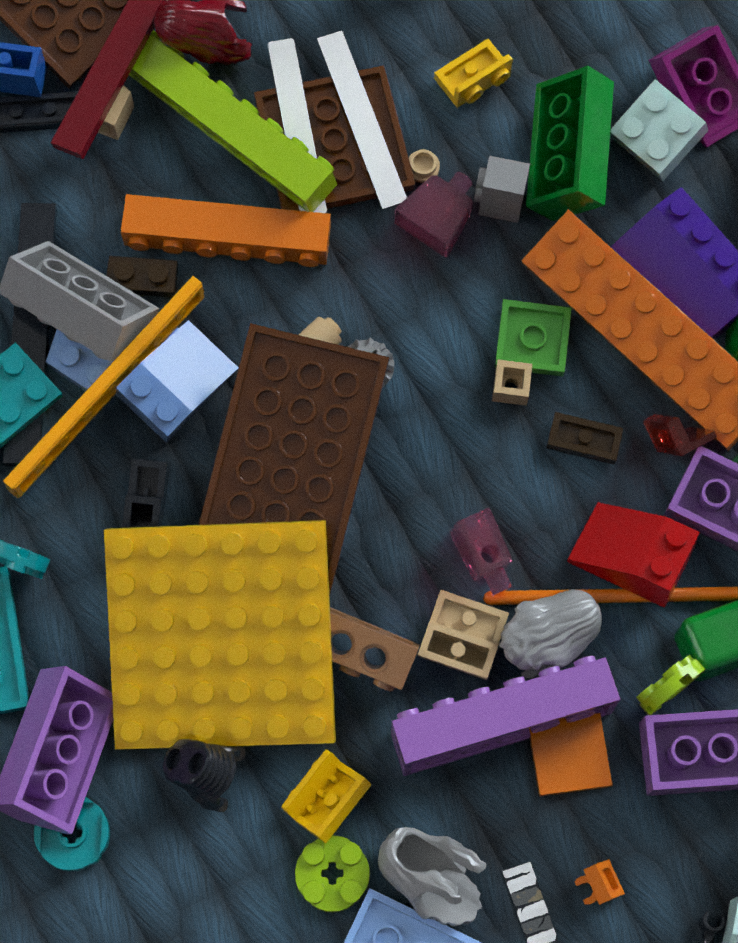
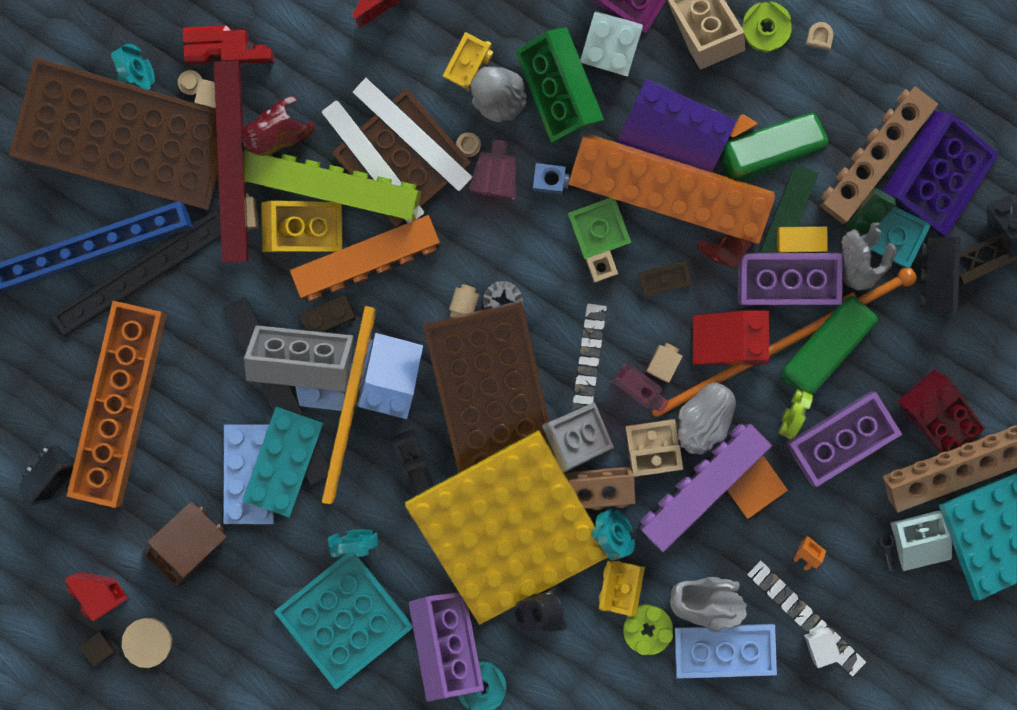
camera: 20 degrees left, 15 degrees up
(169, 155) = (301, 226): none -> yellow slope
(345, 704) = (613, 534): none -> teal plate
(371, 567) = (578, 436): none -> light grey tile
(422, 511) = (589, 356): none -> sticker
(490, 115) = (498, 93): none -> light grey hair
(499, 236) = (542, 170): none -> medium blue brick
(501, 188) = (530, 139): light grey brick -> none
(531, 538) = (664, 362): none -> tan brick

